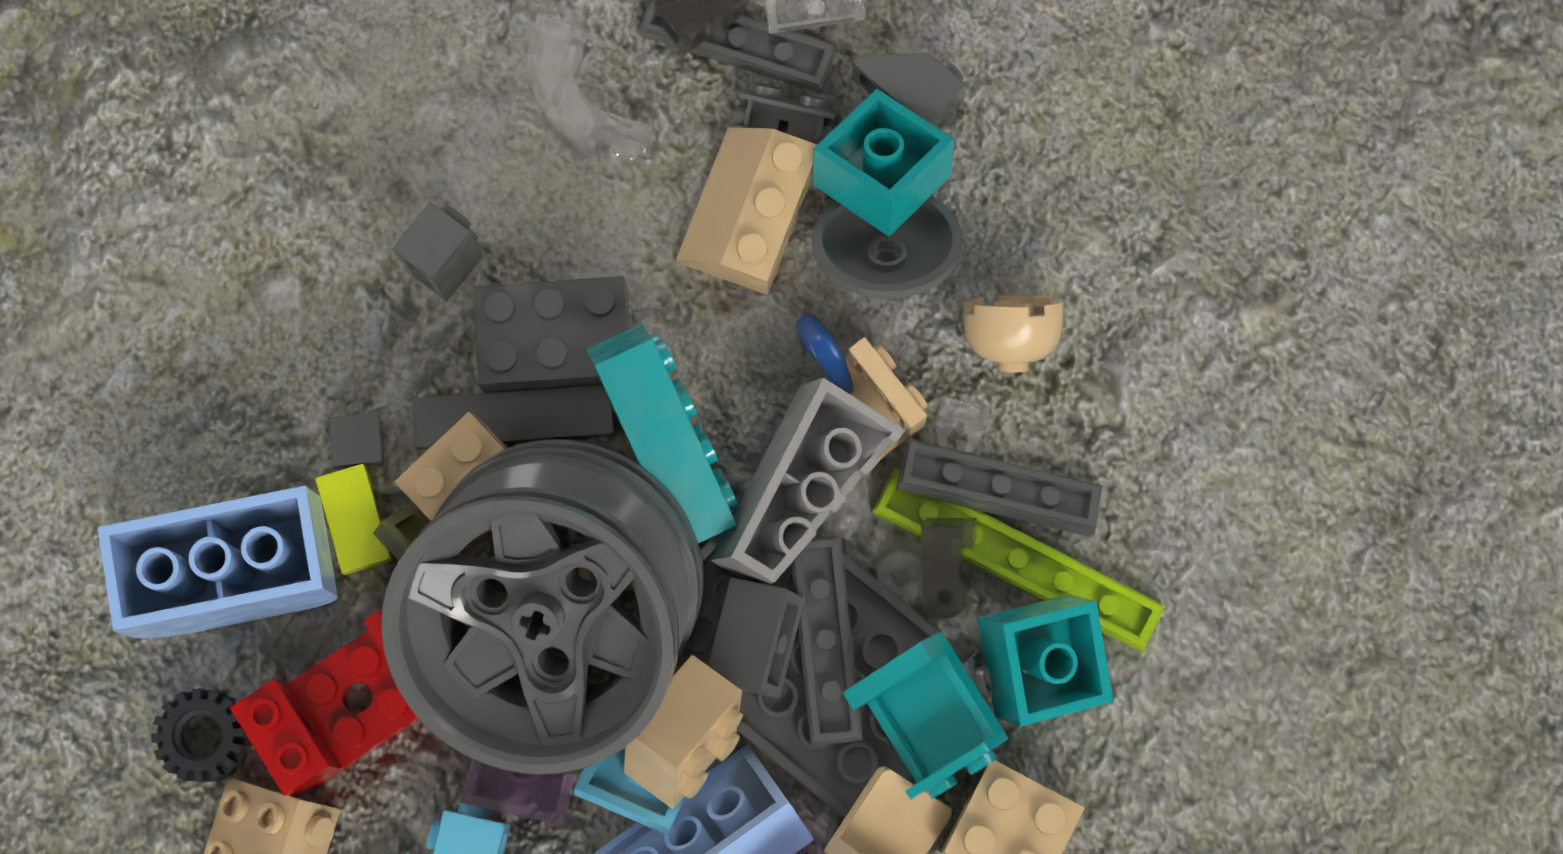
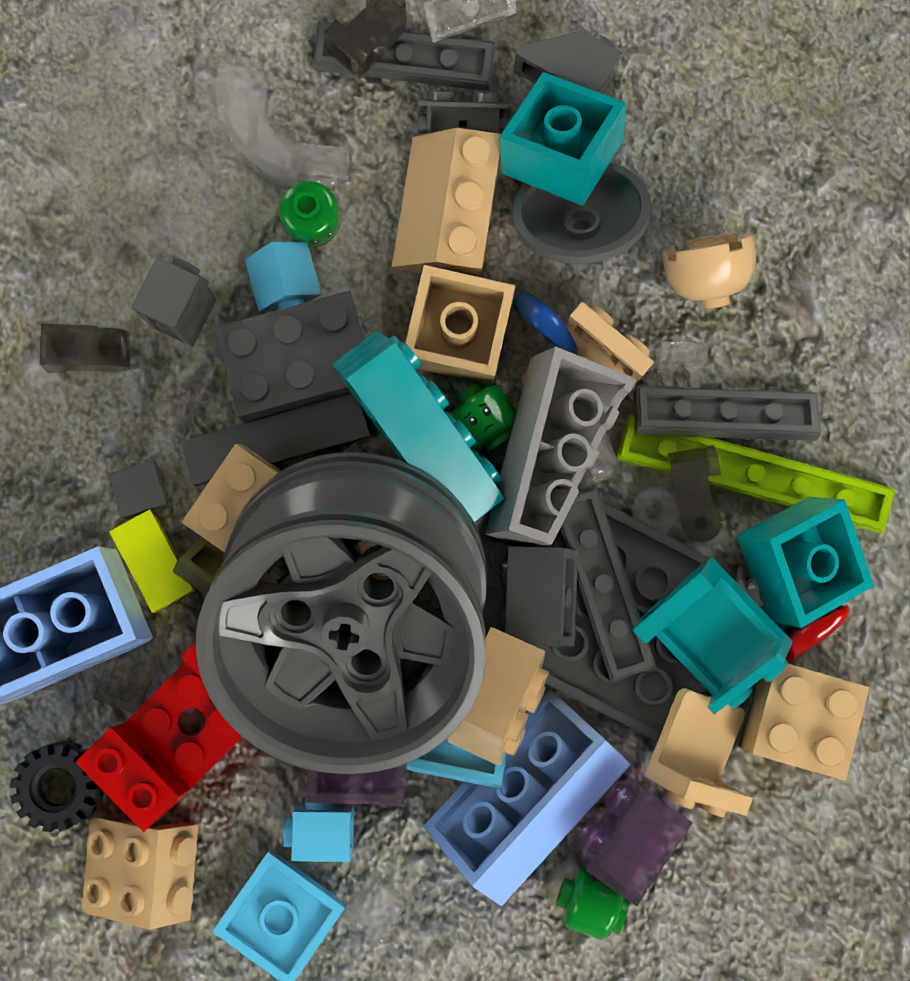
camera: 15 degrees left, 5 degrees up
(332, 280) = (84, 348): none -> clear smoke leg
(557, 246) = (282, 275): none -> medium azure brick
(600, 187) = (310, 213): none -> green head
(732, 335) = (459, 324): none -> tan brick
(738, 438) = (486, 416): none -> green head
(1042, 741) = (815, 632): none -> red arm

